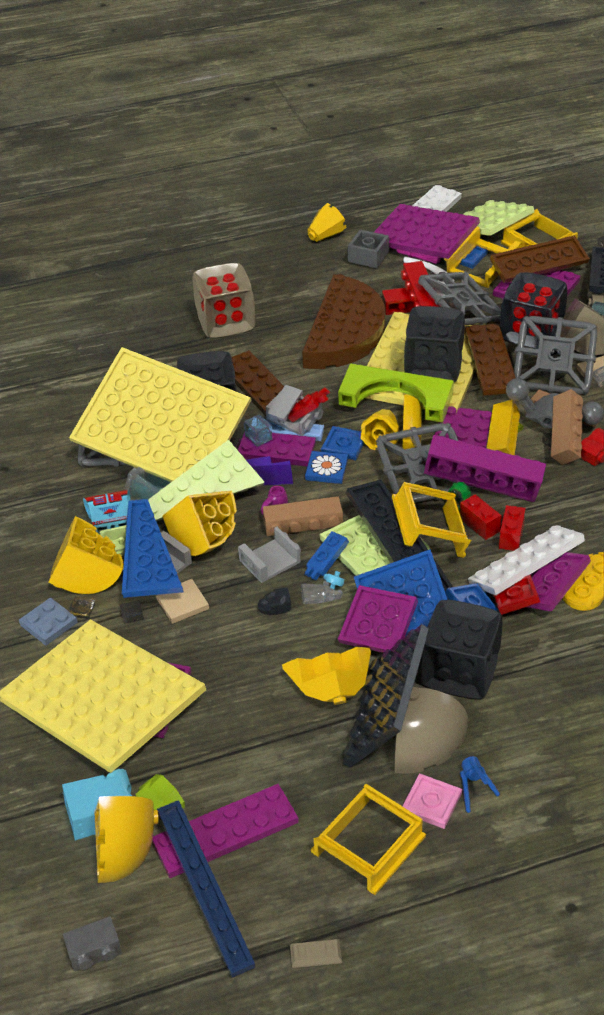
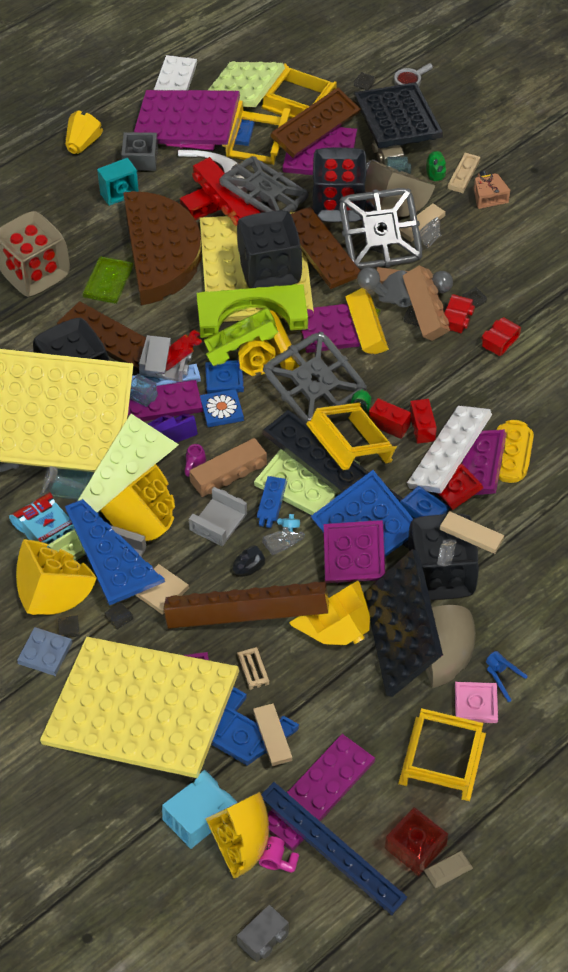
camera: 25 degrees left, 10 degrees up
(146, 872) = (273, 856): none -> dark pink piece
(160, 792) = (245, 780): lime slope -> none
(182, 756) = (240, 735): none -> blue wing
(207, 760) = (272, 734): none -> tan tile
(226, 709) = (258, 682): none -> tan tile
(247, 634) = (246, 605): none -> reddish brown brick
(284, 341) = (108, 280): none -> clear neon green tile
(292, 910) = (416, 841): none -> clear red brick
(333, 261) = (116, 179): none -> teal brick
(393, 403) = (258, 324): none -> lime piece
(455, 636) = (446, 552): none -> clear slope
(484, 468) = (375, 369): magenta brick -> none
(493, 628) = (472, 532): none -> tan tile

